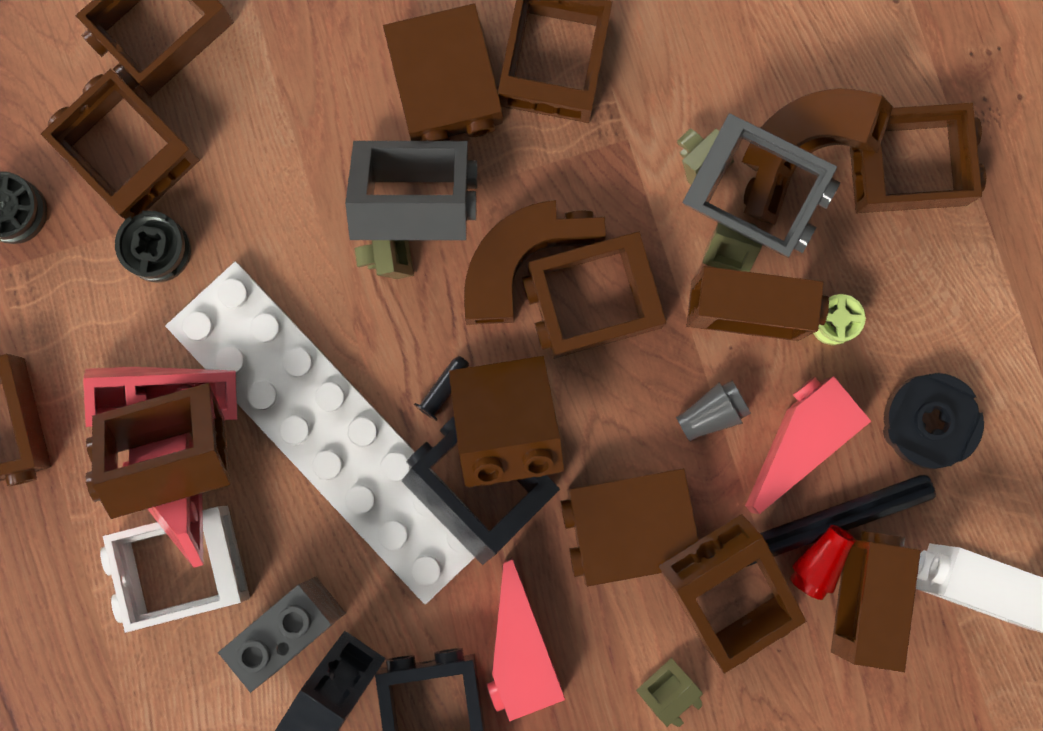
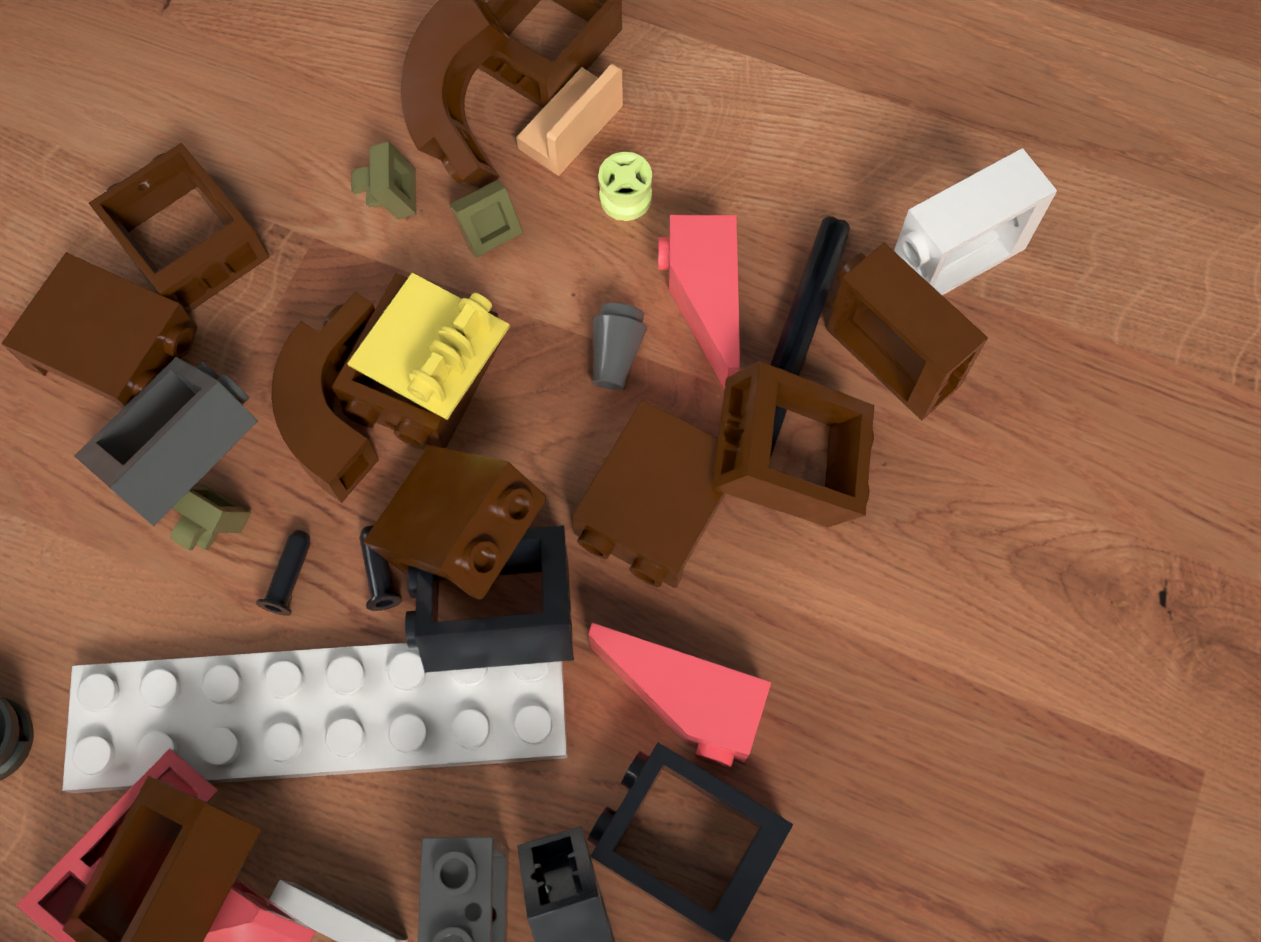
camera: 45 degrees left, 15 degrees down
(395, 334) = (286, 574): none -> black piece
(605, 303) = (430, 344): none -> light yellow hinge
(670, 693) = (846, 584): olive tile -> none
(717, 162) = (432, 94): dark grey window -> none
(756, 304) = (547, 228): reddish brown window -> none
(822, 564) = (831, 353): red cone -> none
(861, 236) = (572, 118): none -> light nougat panel
(957, 409) = (776, 206): black plate -> none

